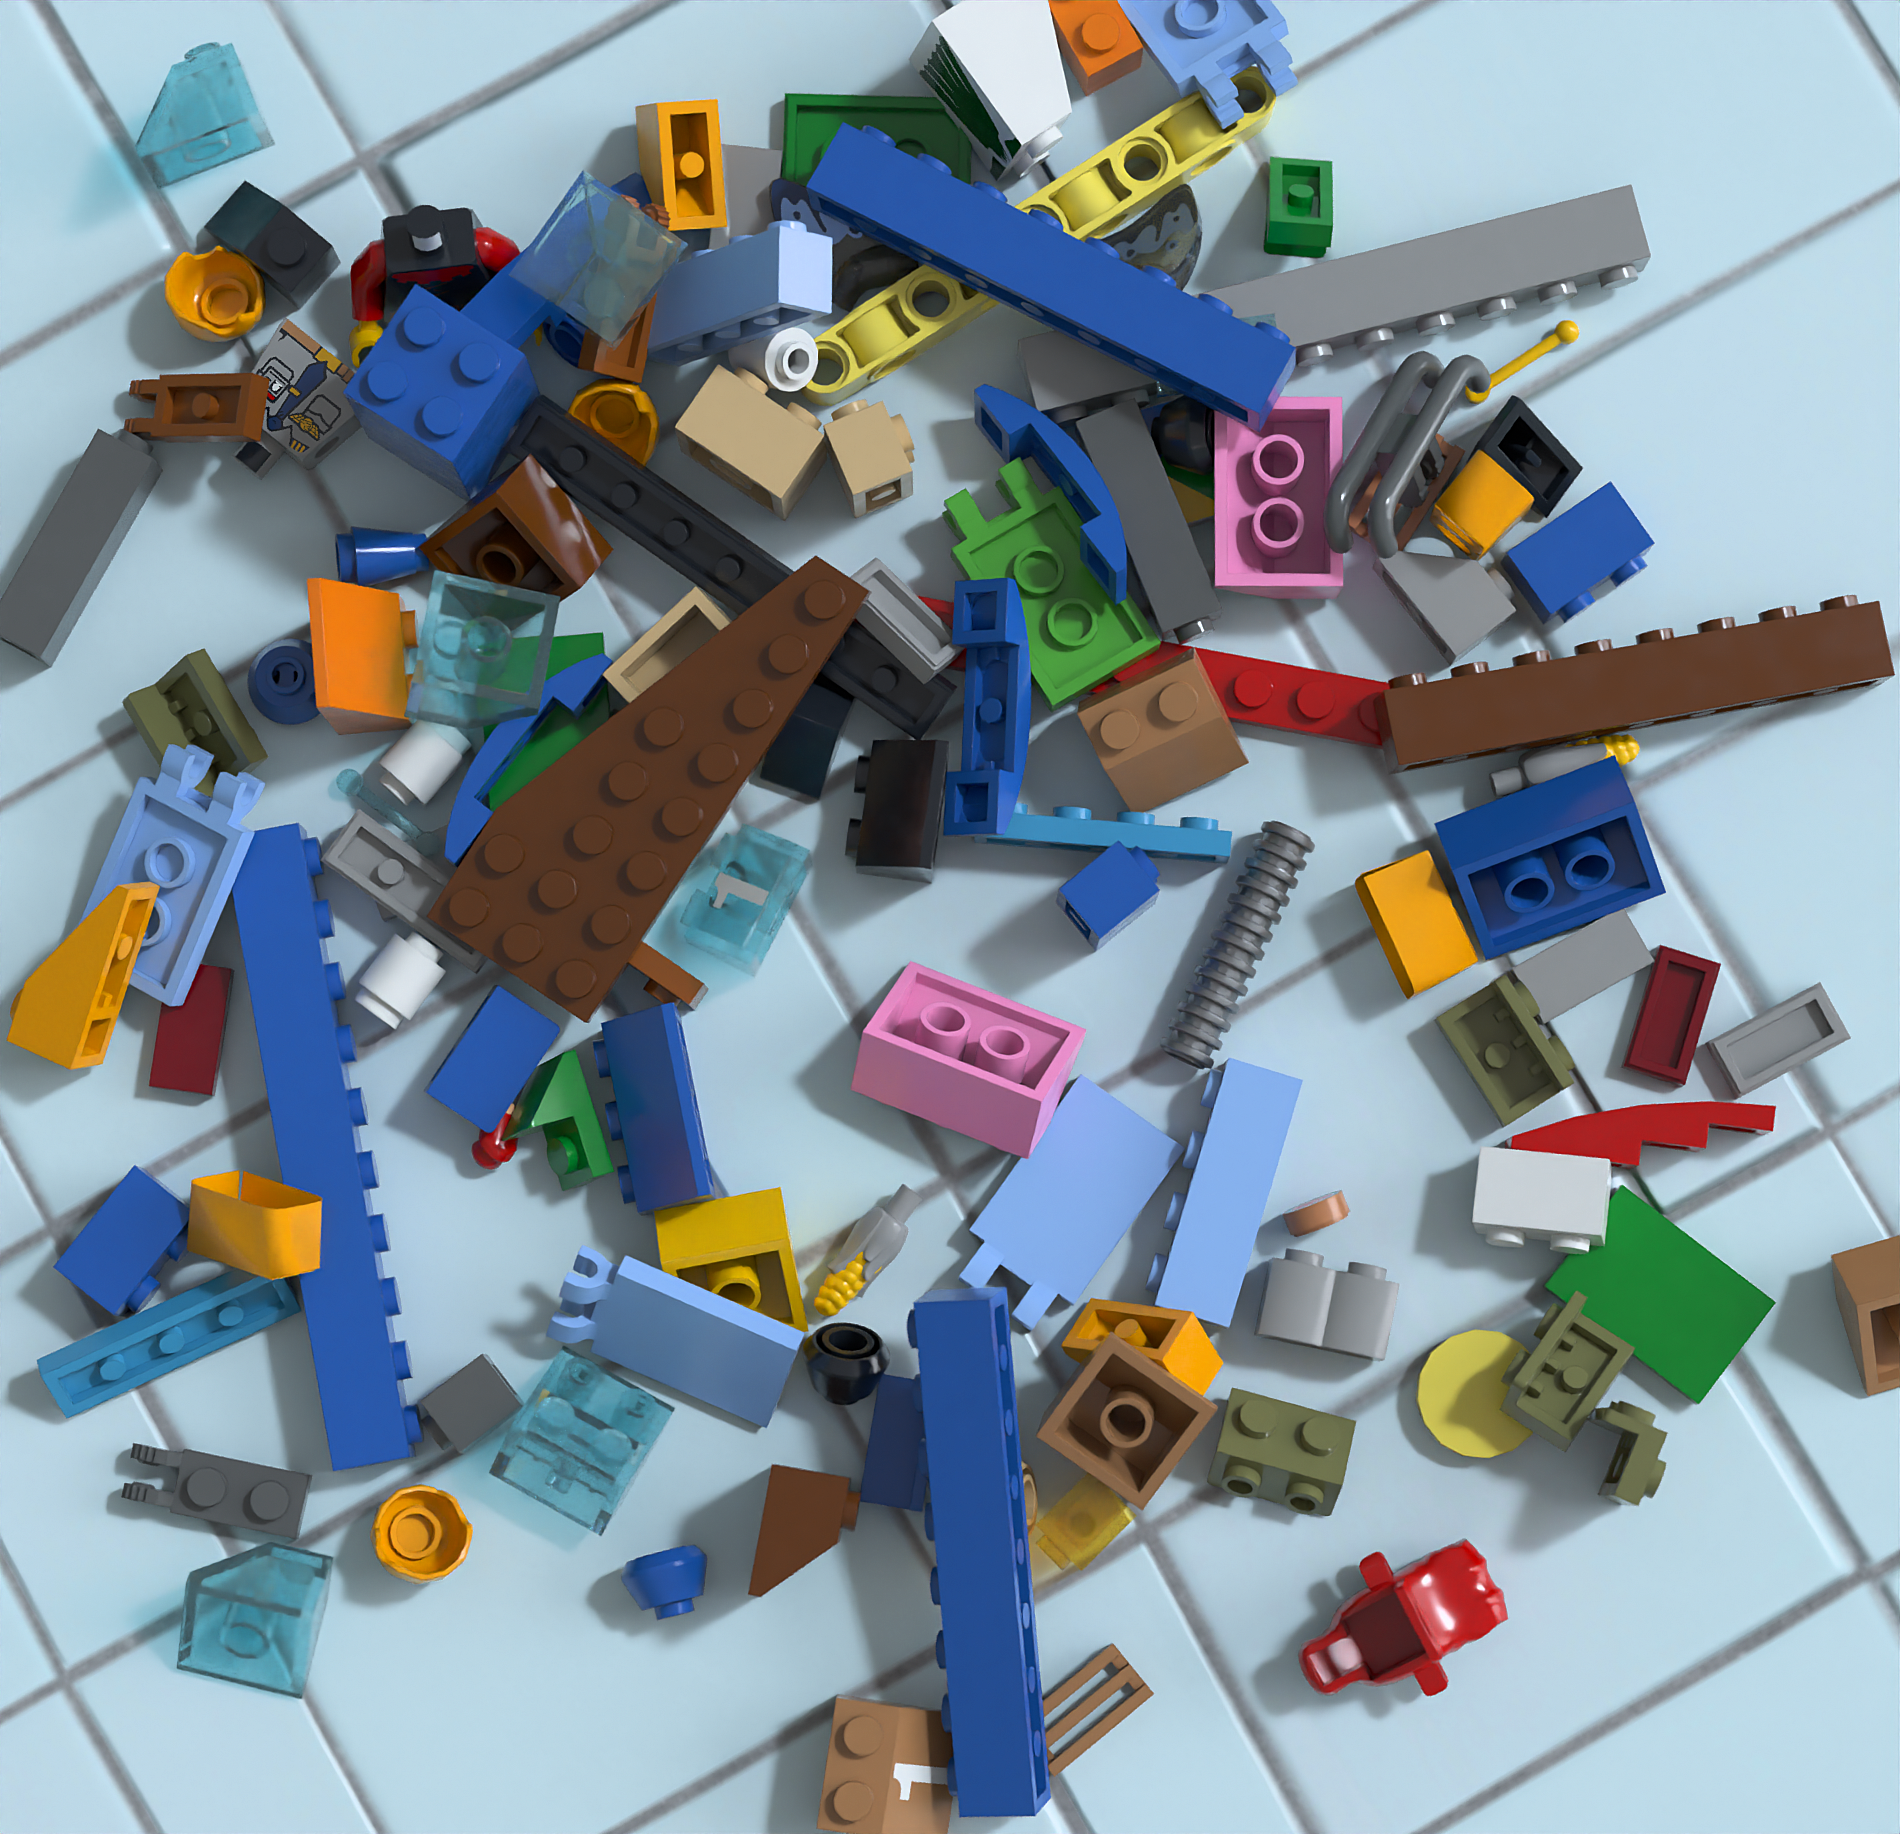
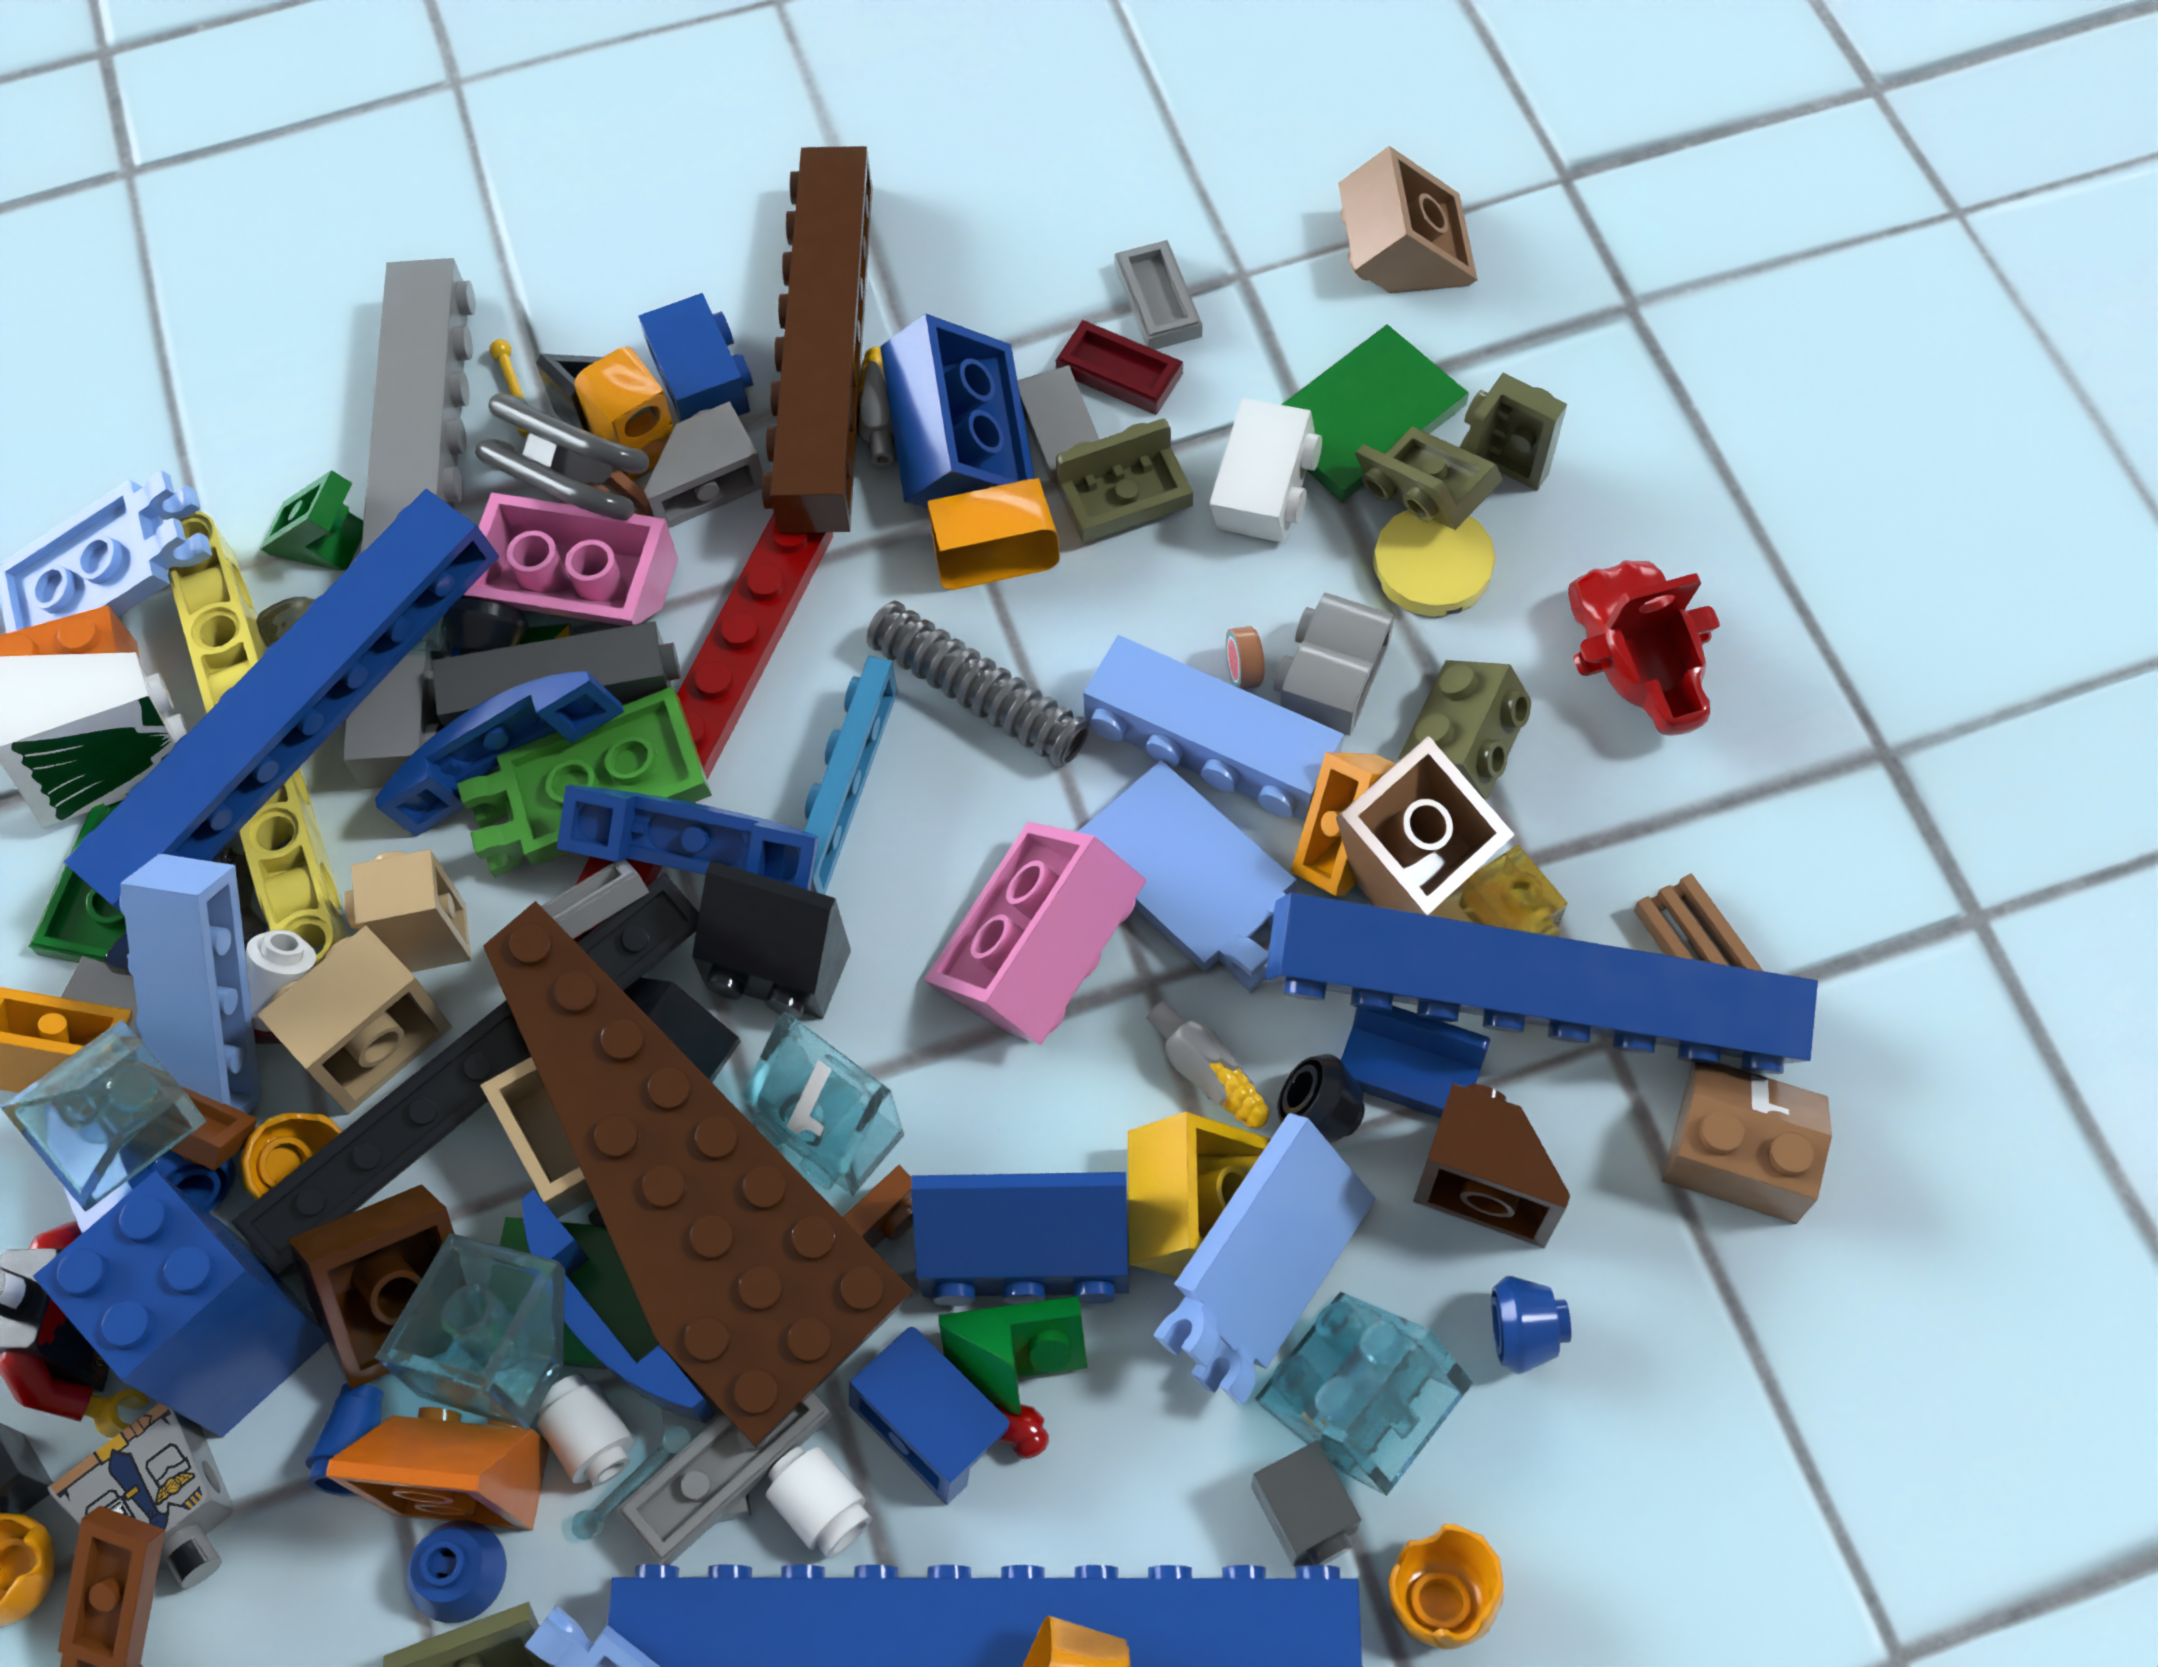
camera: 75 degrees left, 20 degrees down
(1110, 893) = (903, 768): blue brick -> none
(1162, 732) = (755, 701): medium nougat slope -> none
(1622, 1131) = (1217, 386): red slope -> none

